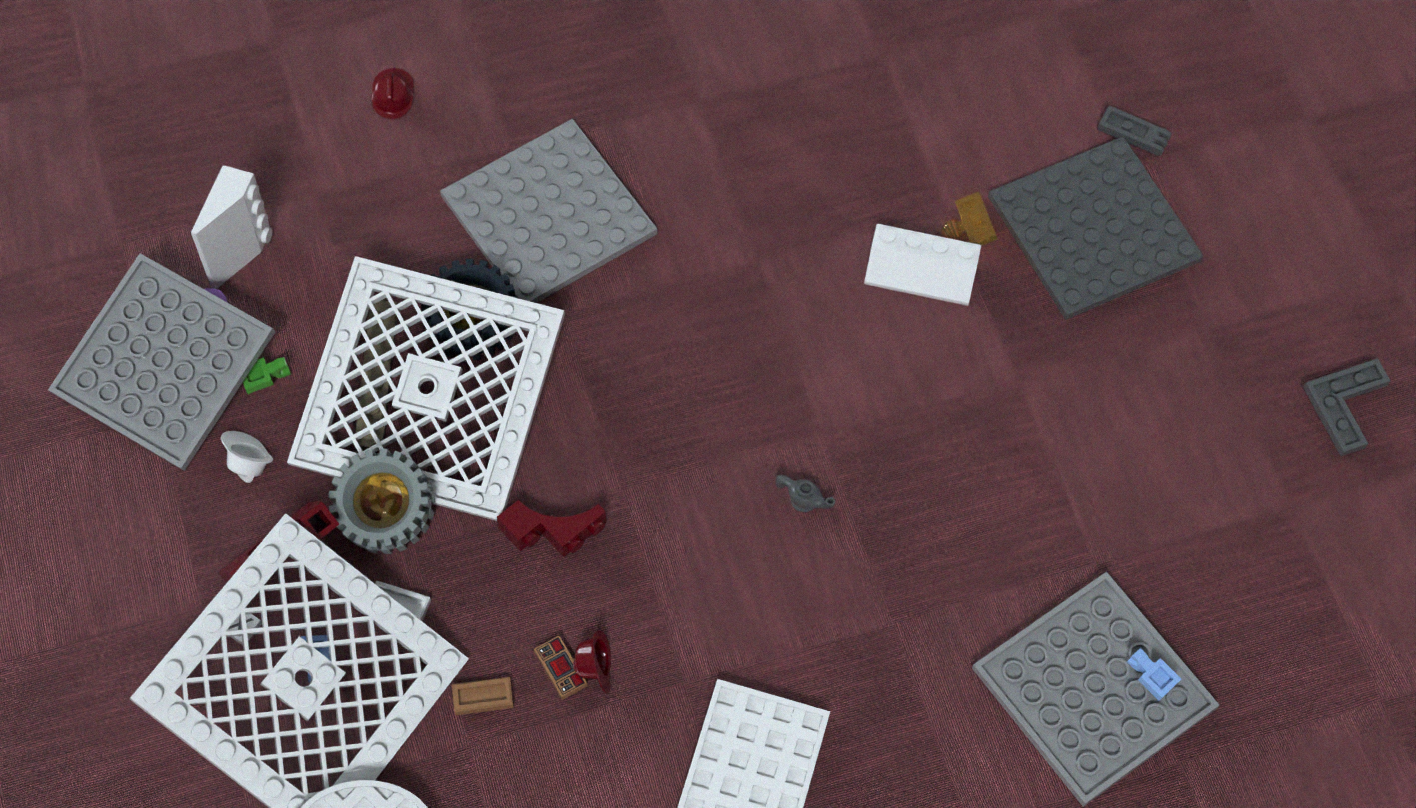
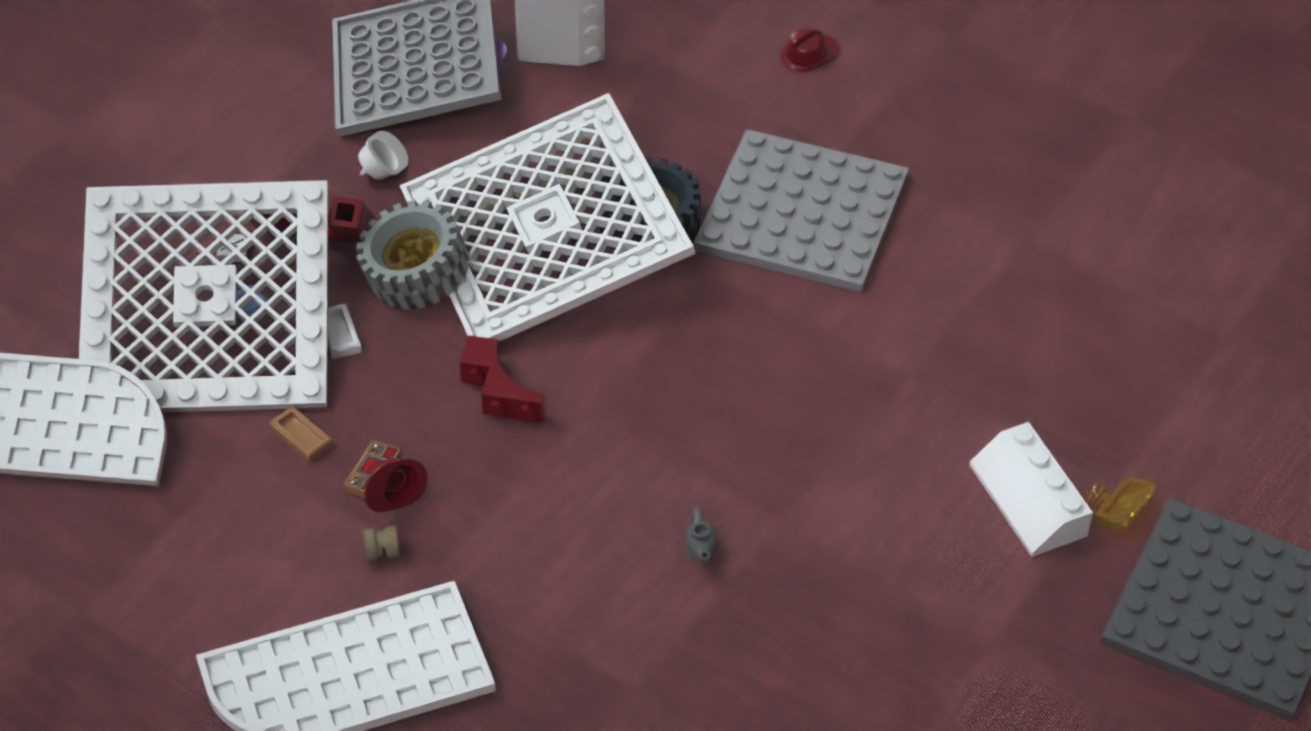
camera: 55 degrees right, 15 degrees down
(262, 374) = (465, 124): bright green plate -> none
(640, 707) = (381, 543): none -> dark tan wheel

